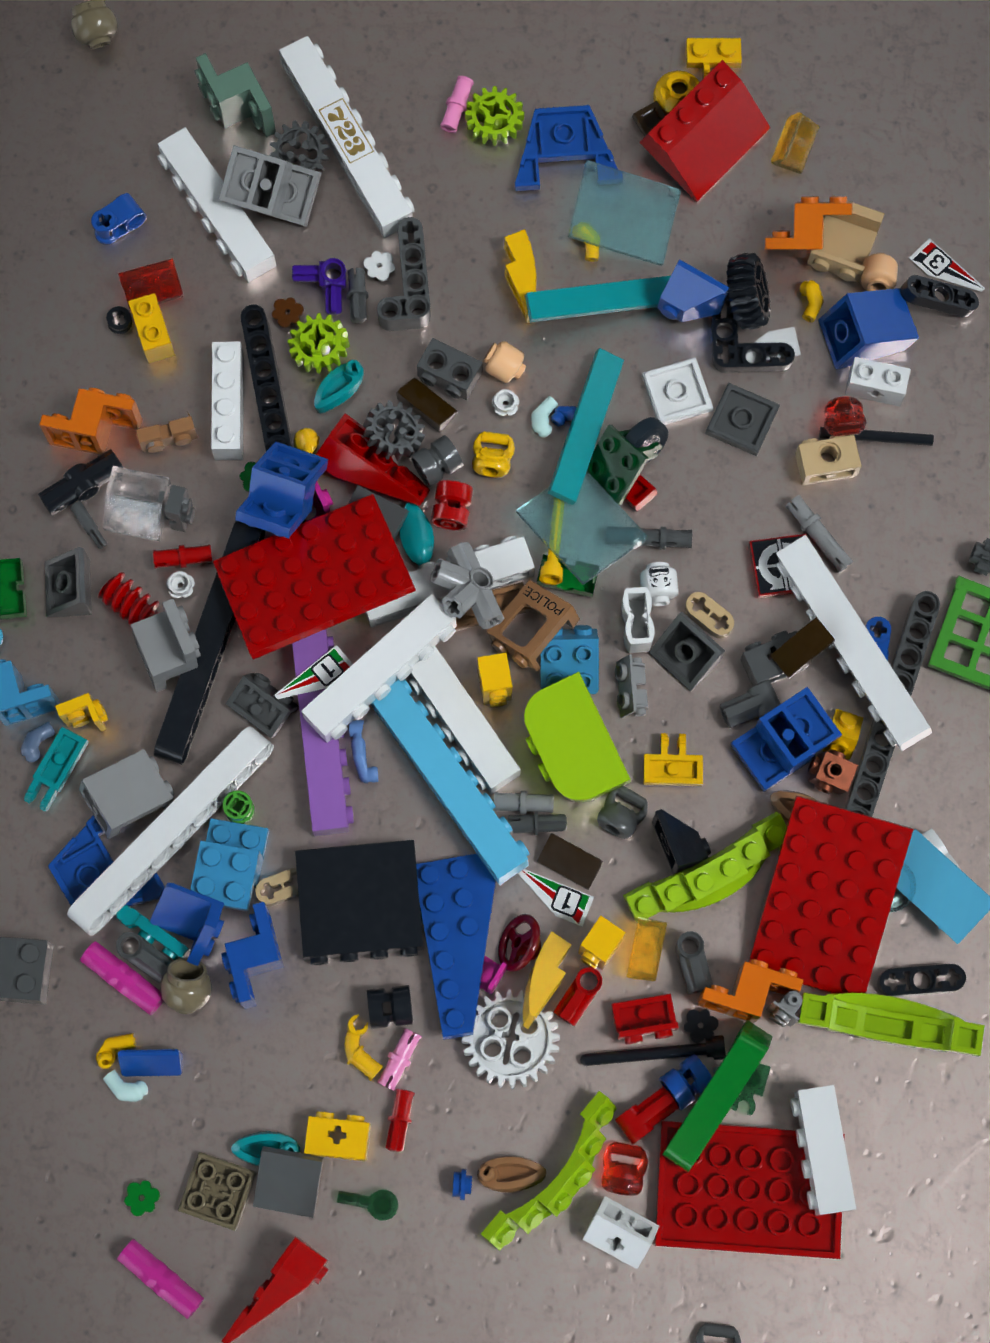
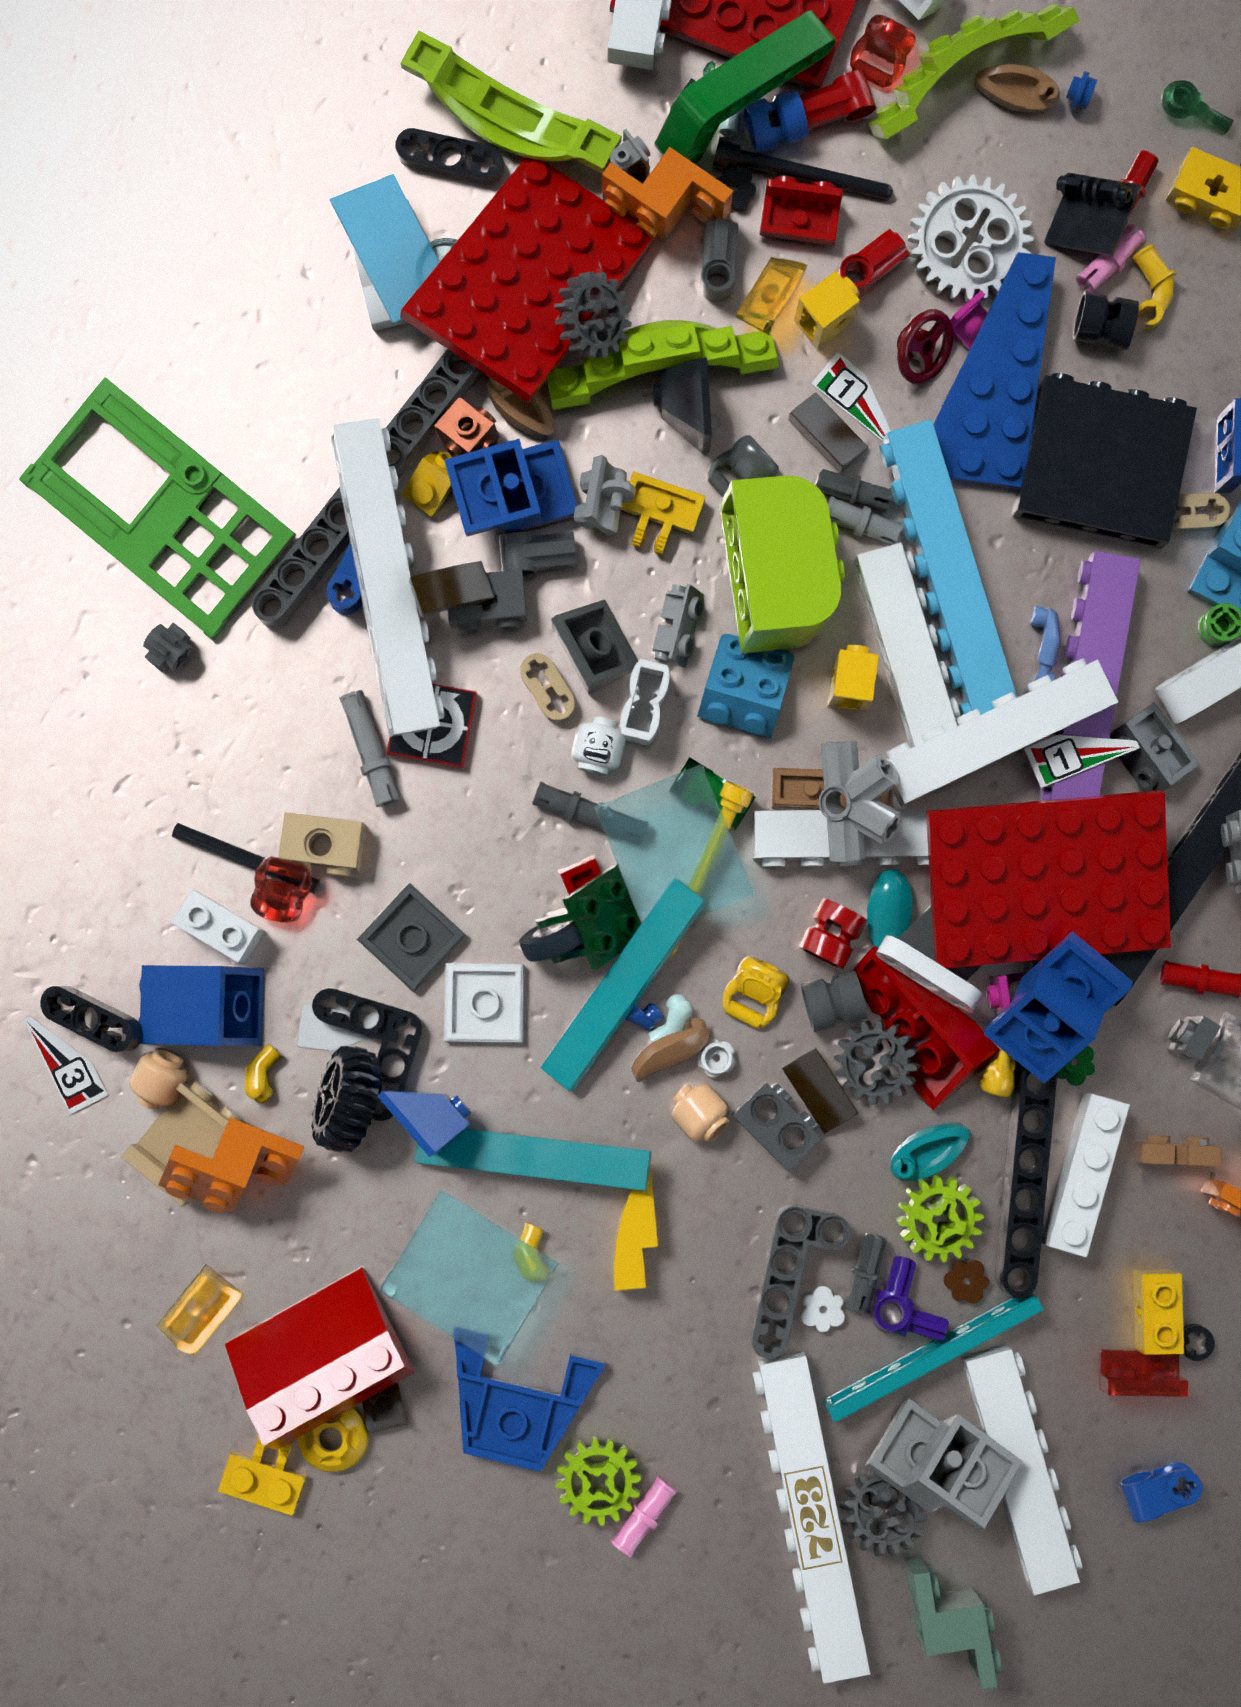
camera: 160 degrees left, 10 degrees up
(175, 579) = (1223, 938): white plate -> none
(298, 254) = (931, 1356): none -> teal tile
(381, 492) = (929, 974): none -> white beam
(425, 1087) = (1091, 213): none -> black hinge
(537, 396) = (671, 1049): none -> medium nougat arm
(544, 977) = (910, 290): yellow slope -> none
(545, 603) = (755, 752): medium nougat window -> none
(717, 756) = (605, 493): none -> light grey hips
(767, 888) = (590, 294): none -> dark grey gear

